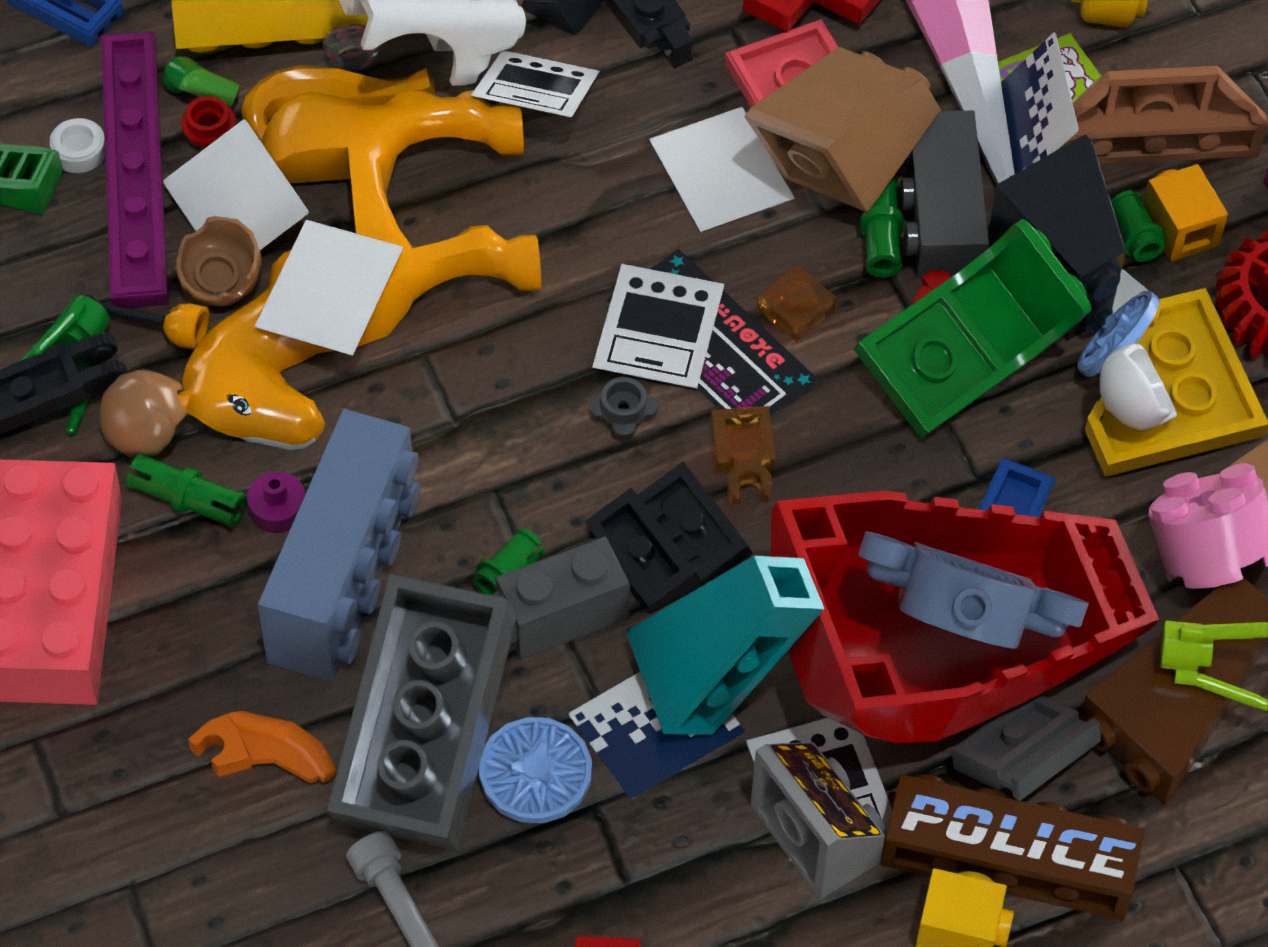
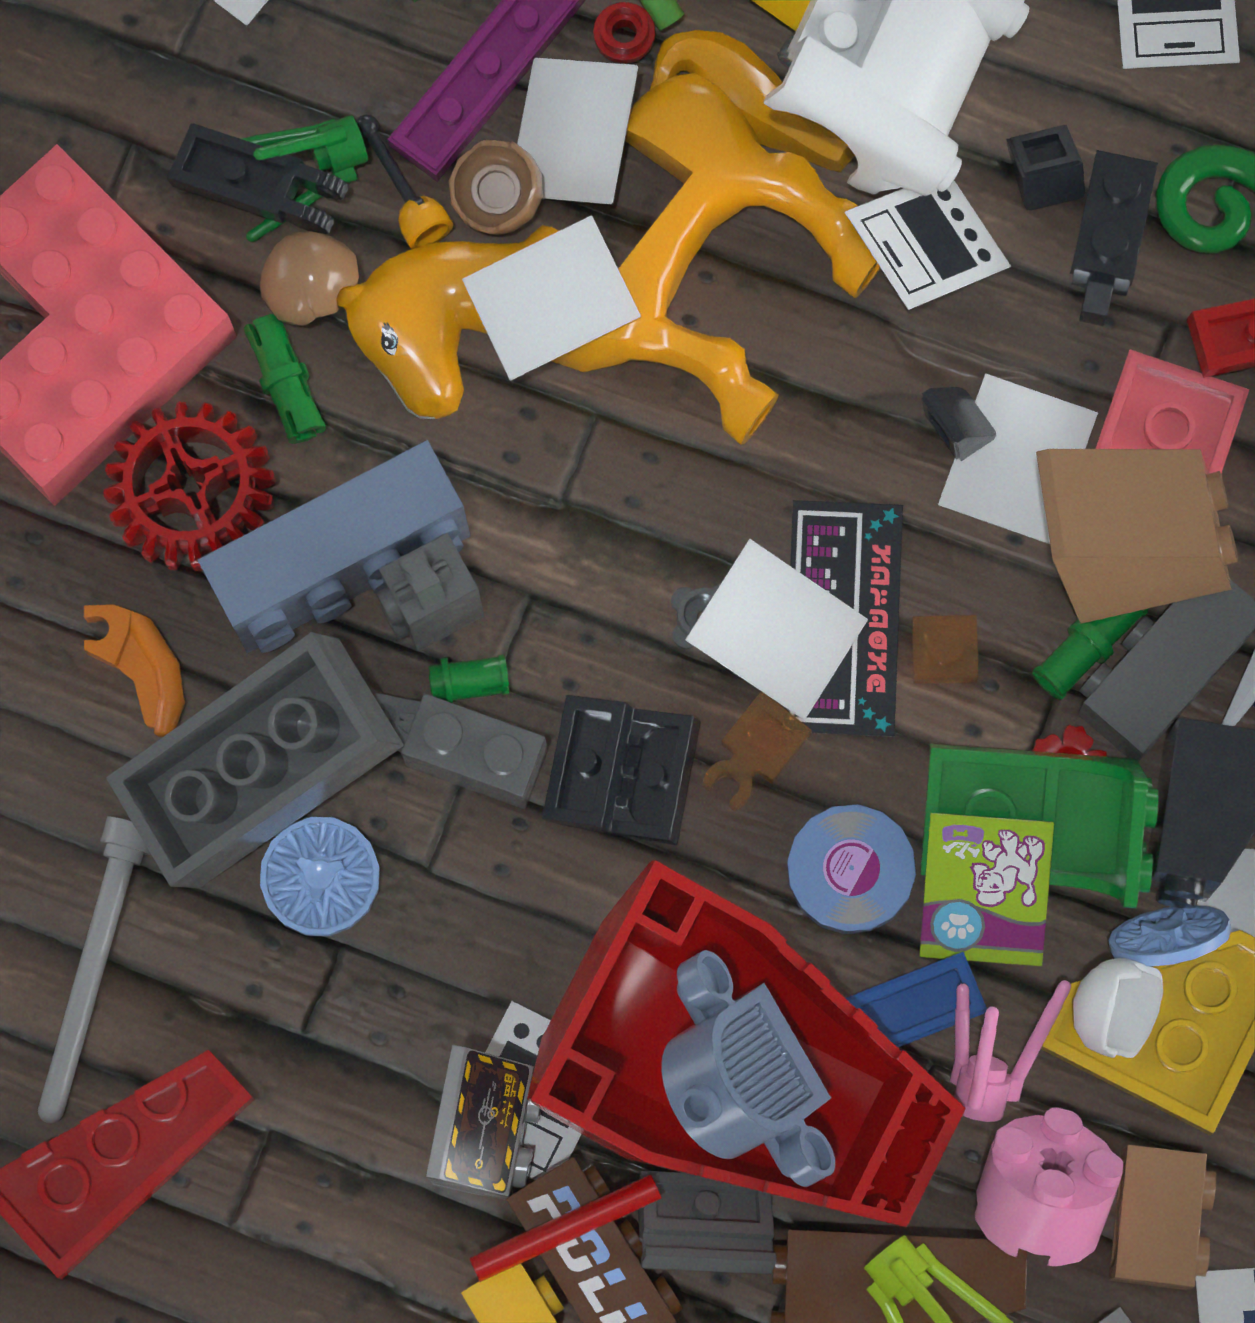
camera: 50 degrees right, 20 degrees up
(198, 621) = (167, 494): none -> red gear
(275, 501) = (342, 463): magenta tile -> none
(434, 518) = (429, 593): none -> dark grey hinge
(631, 741) = (458, 920): dark blue sticker -> none
(658, 326) = (829, 544): white sticker -> none
(662, 173) = (957, 420): none -> black slope
(678, 370) = (776, 629): none -> white sticker
(722, 641) = (529, 920): teal slope -> none
(879, 458) = (851, 869): none -> medium blue tile
(945, 817) = (565, 1228): none -> red bar
(977, 406) = (986, 889): none -> sticker
(1104, 503) = (983, 1079): none -> bright pink plant

